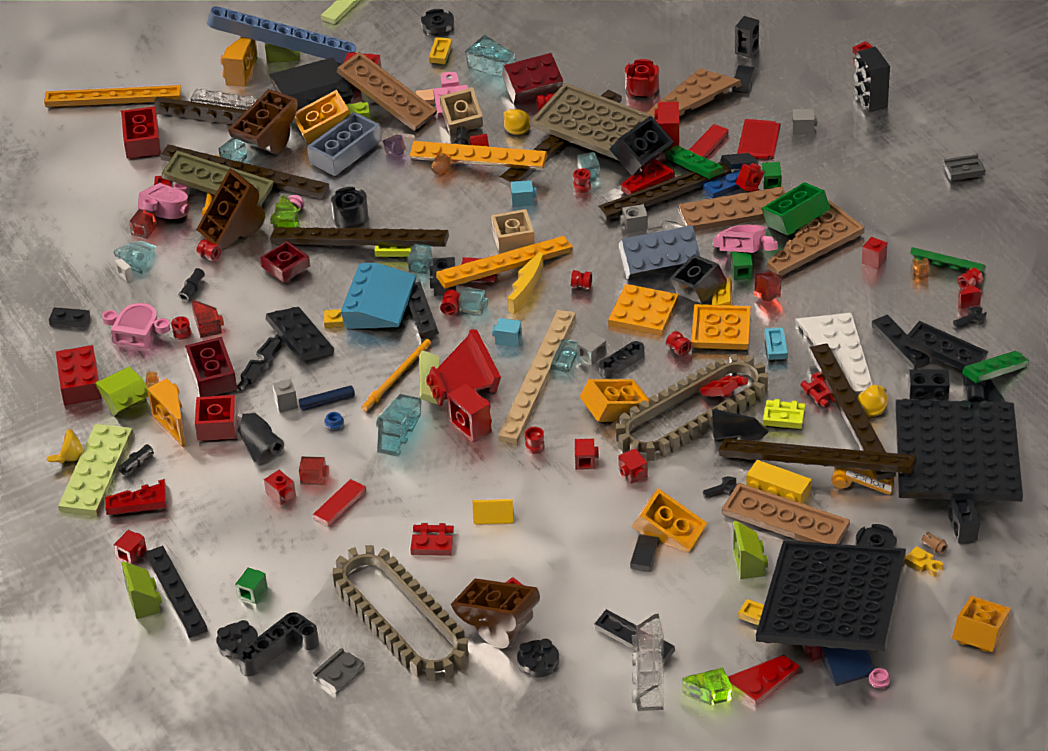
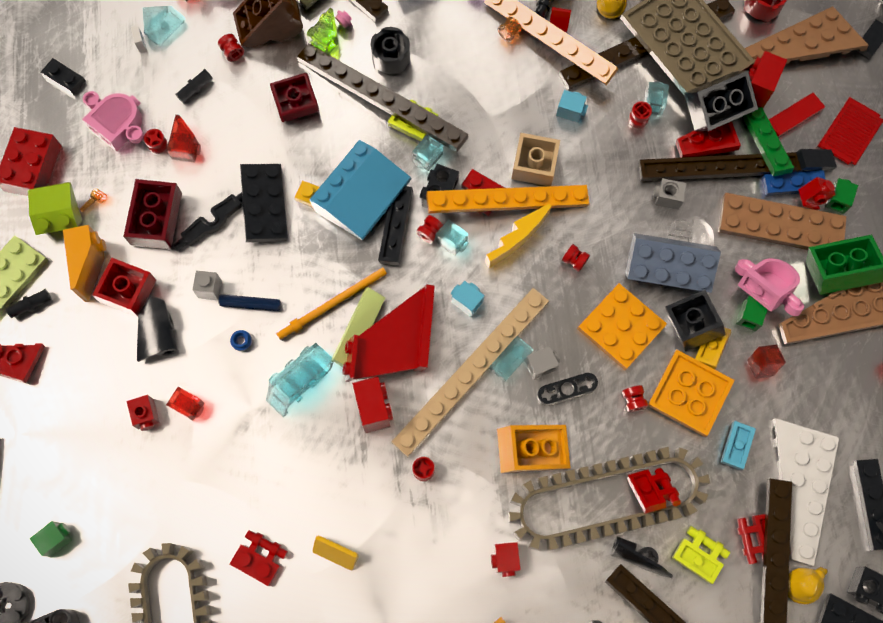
camera: 20 degrees right, 30 degrees up
(339, 502) = (193, 458): red tile -> none
(585, 454) = (466, 514): red brick -> none

